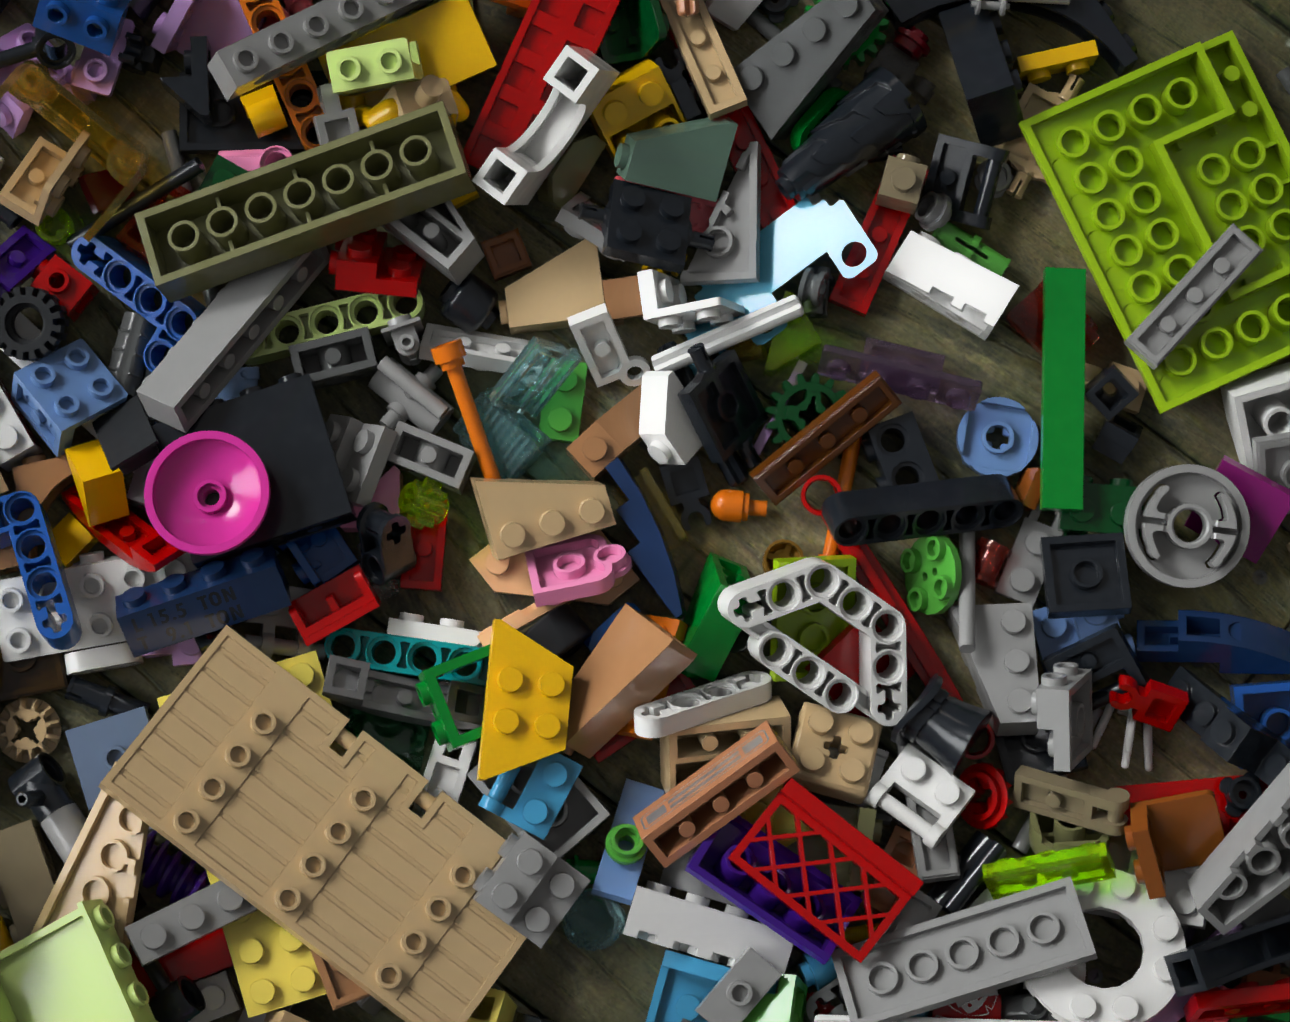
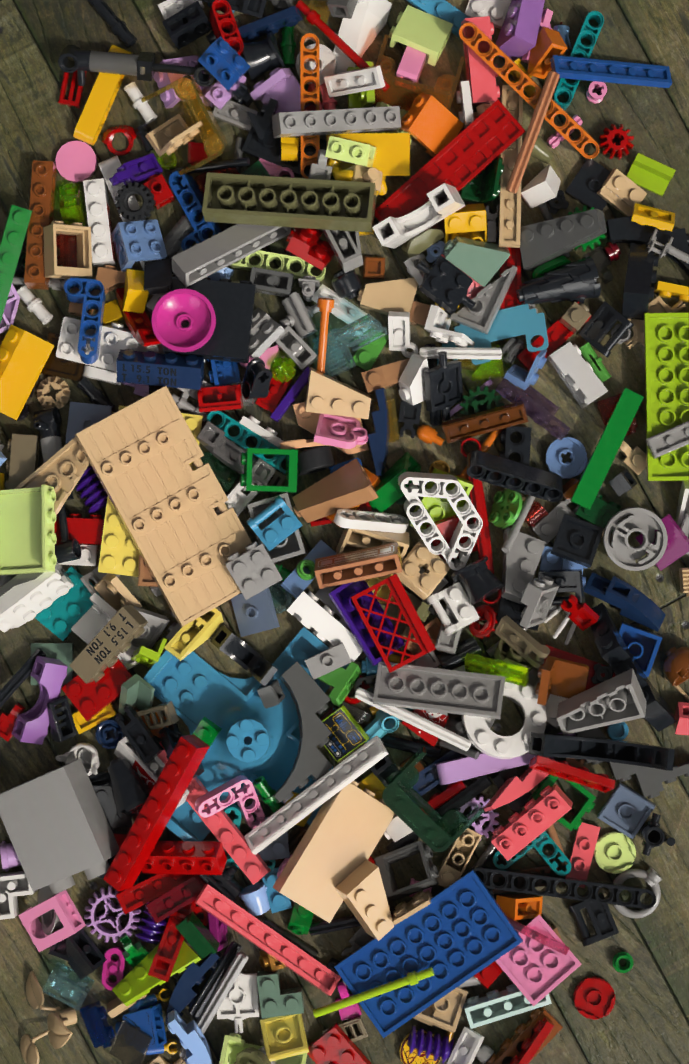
camera: 25 degrees right, 5 degrees up
(140, 96) = (235, 115): none -> light grey plate
(186, 921) = (88, 515): light grey plate -> none
(459, 545) = (290, 396): none -> dark purple tile
(523, 703) = (287, 484): yellow wing -> none
(567, 965) = (255, 613): none -> sand blue plate
(598, 189) = (431, 256): none -> light blue plate
(859, 331) = (523, 378): none -> medium blue bracket
(933, 211) = (585, 337): flat silver plate -> none
(1113, 403) = (623, 462): black piece -> none

